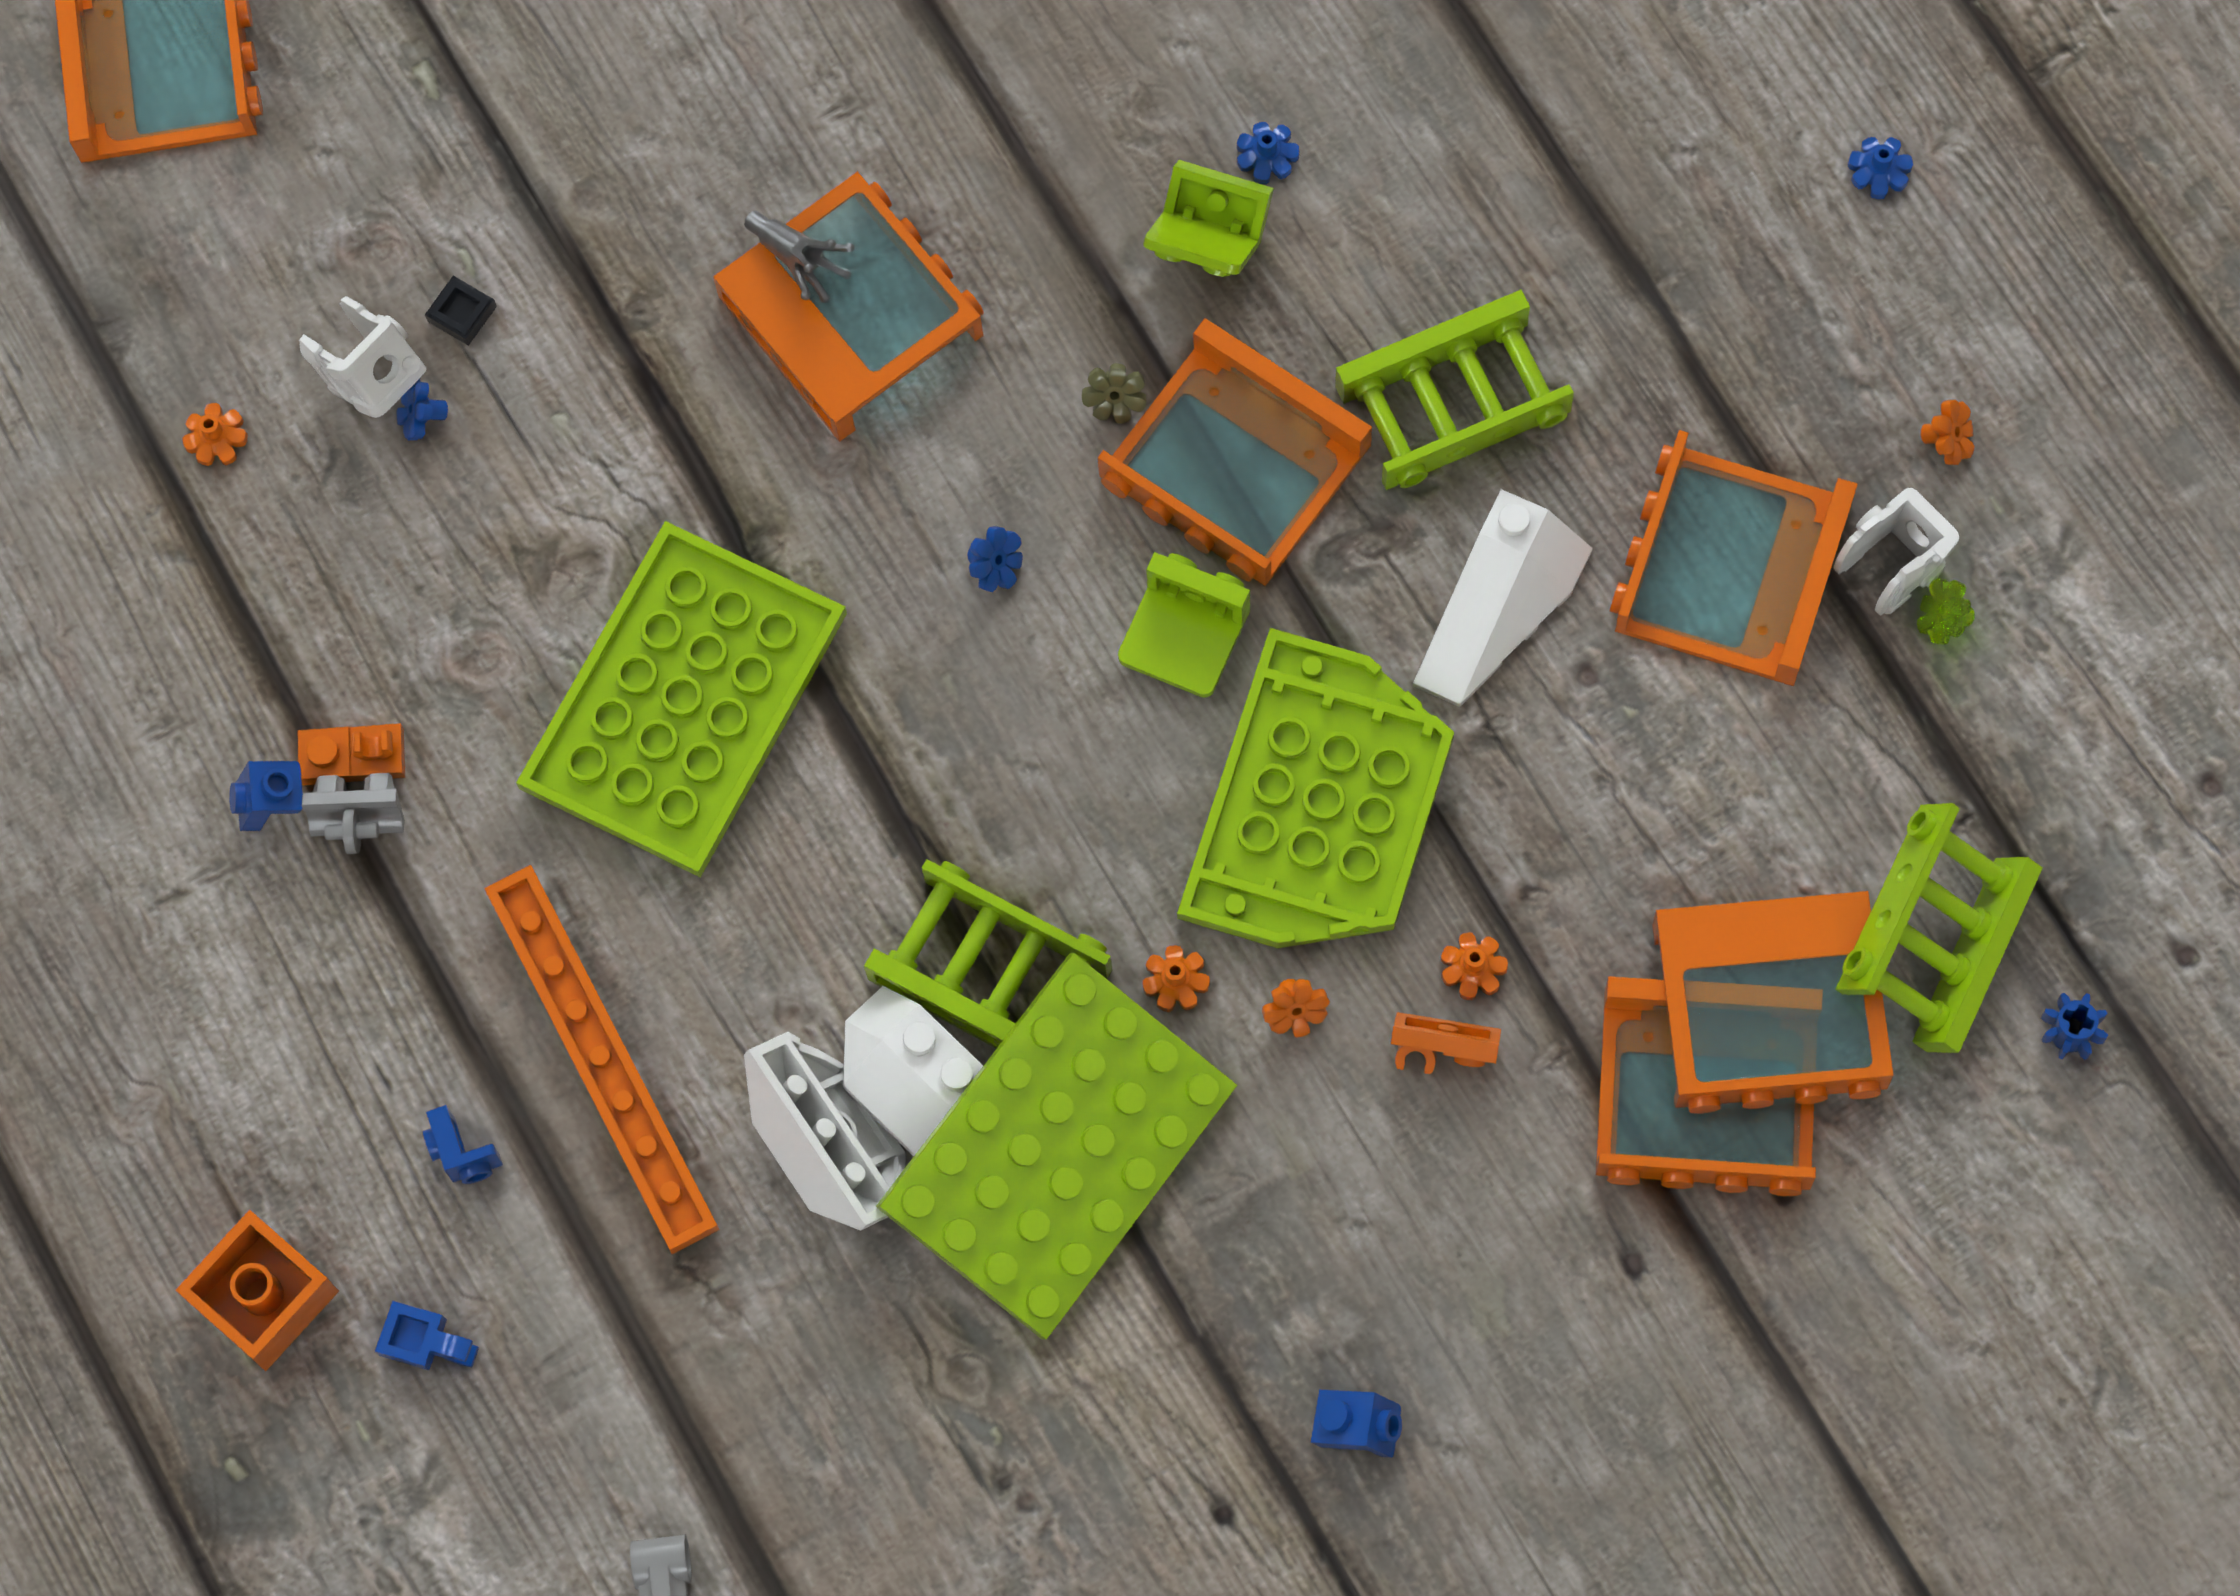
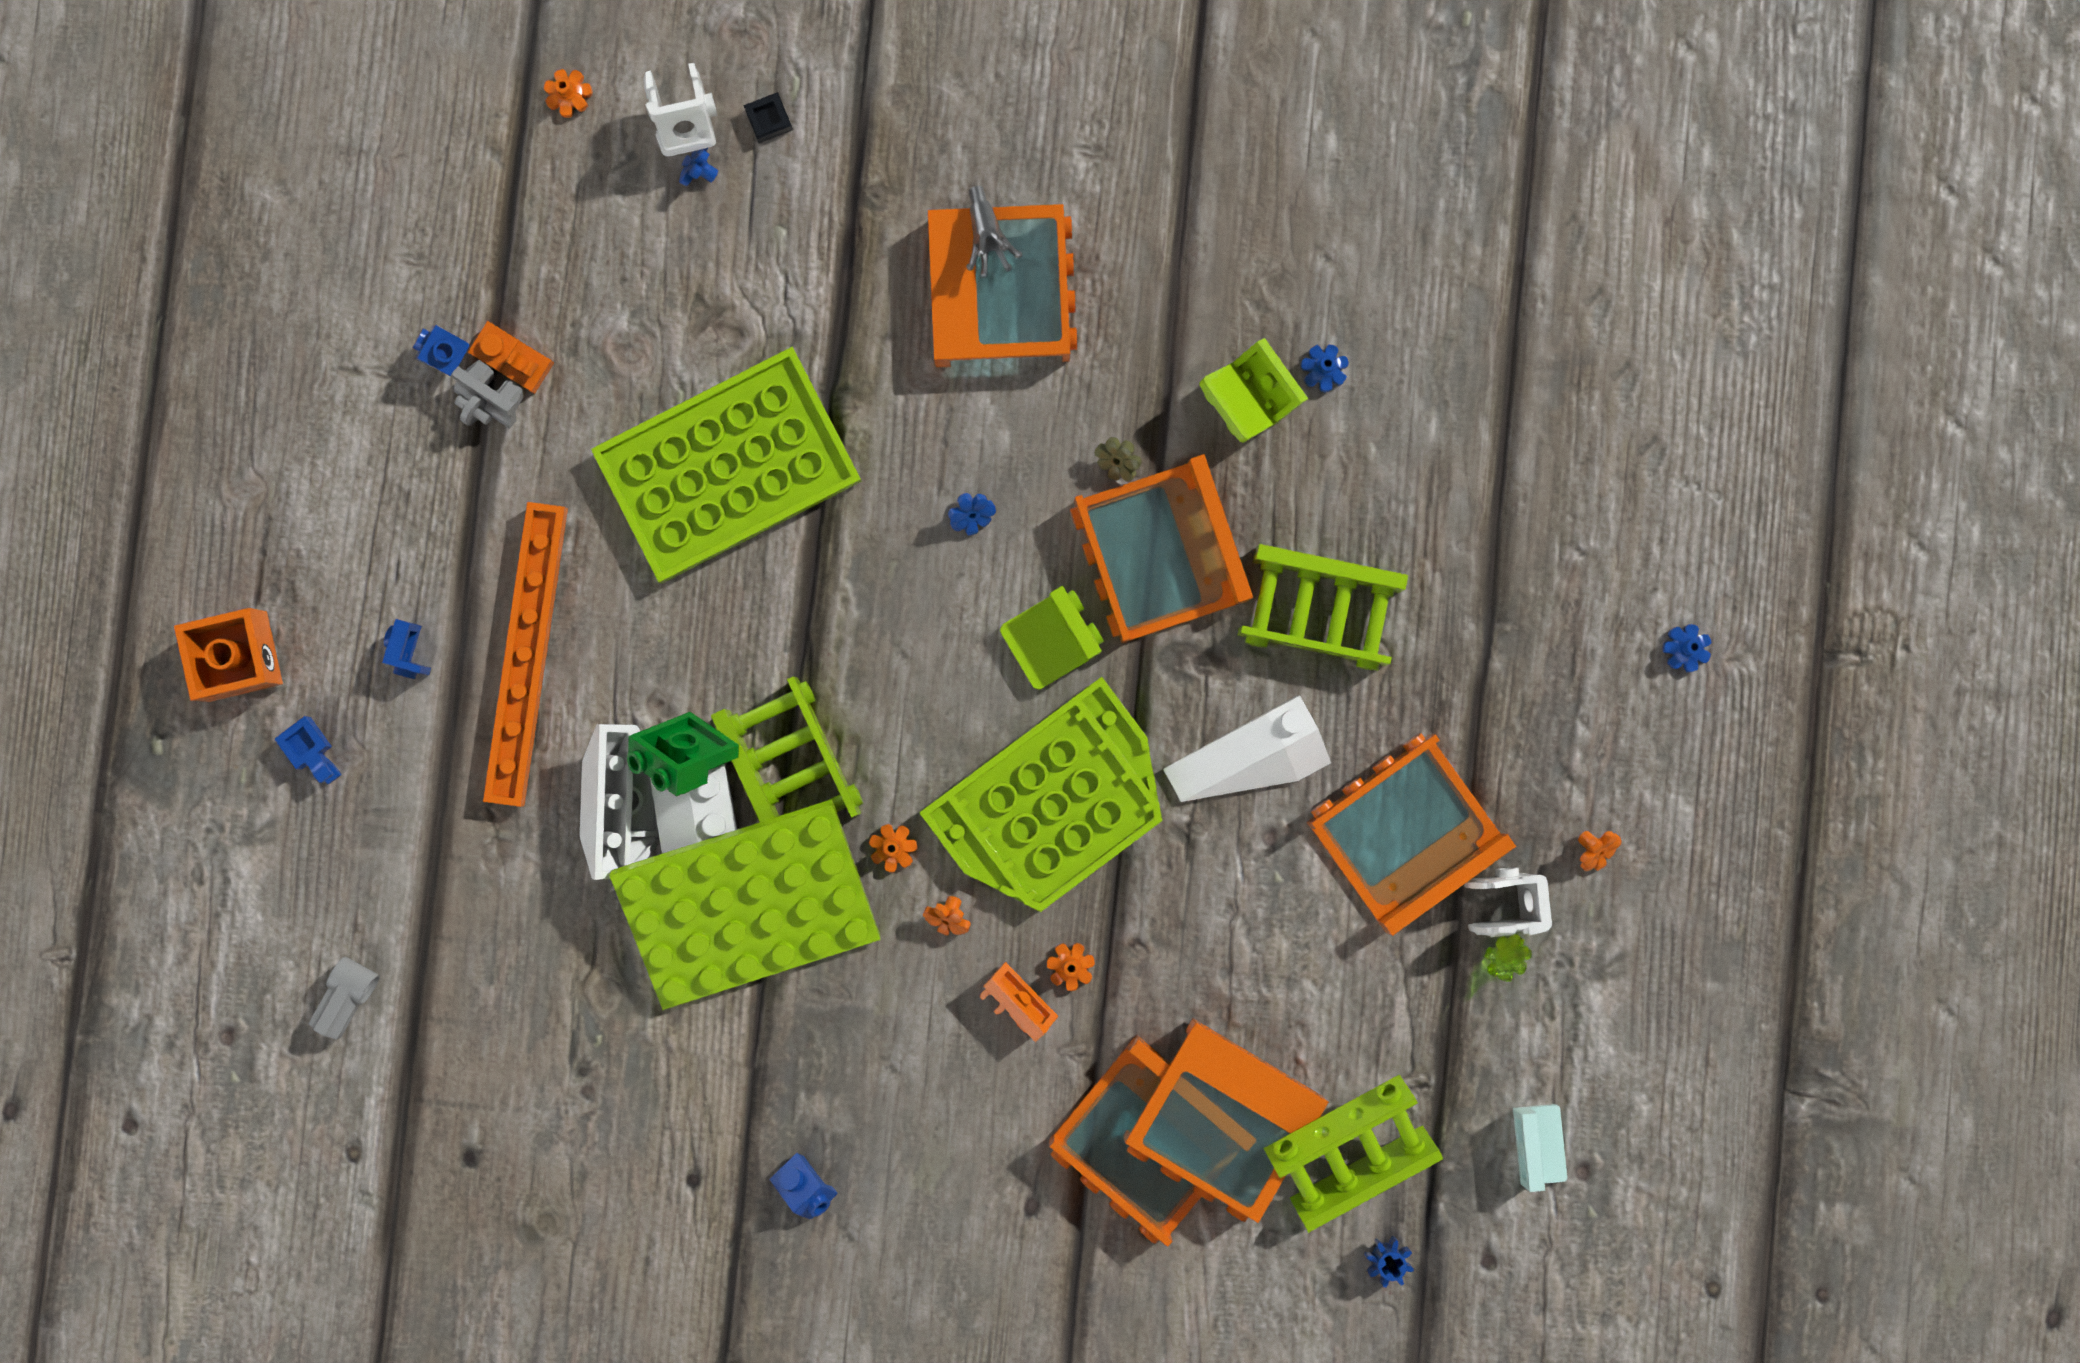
camera: 25 degrees right, 15 degrees up
(860, 1023) = (679, 753): none -> green plate
(2139, 788) = (1540, 1146): none -> light aqua panel

